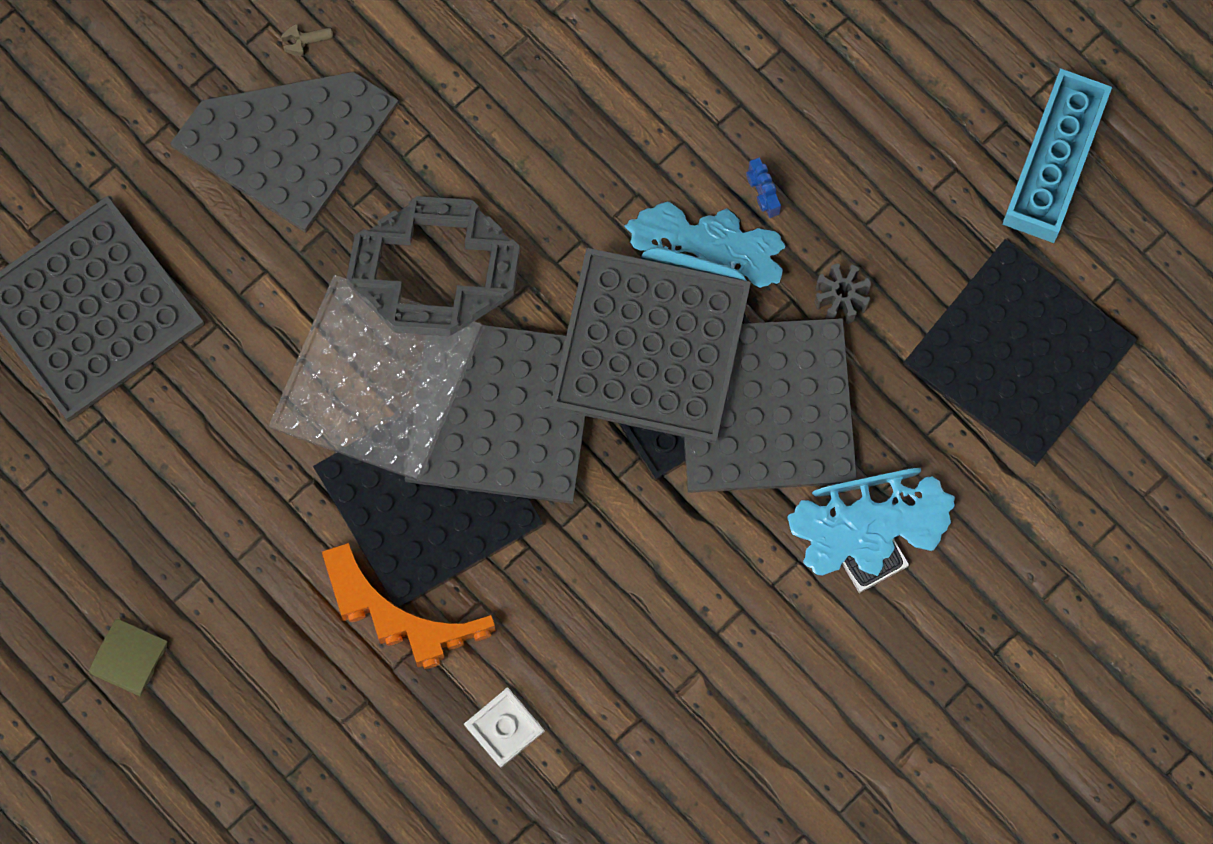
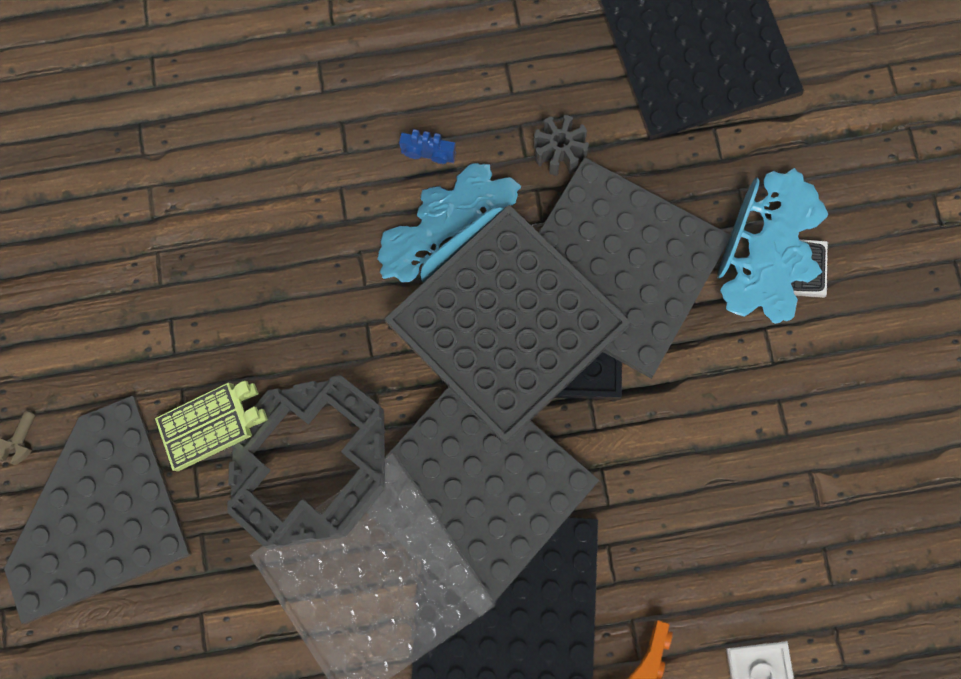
camera: 50 degrees left, 0 degrees up
(414, 173) = (208, 424): none -> yellowish green tile

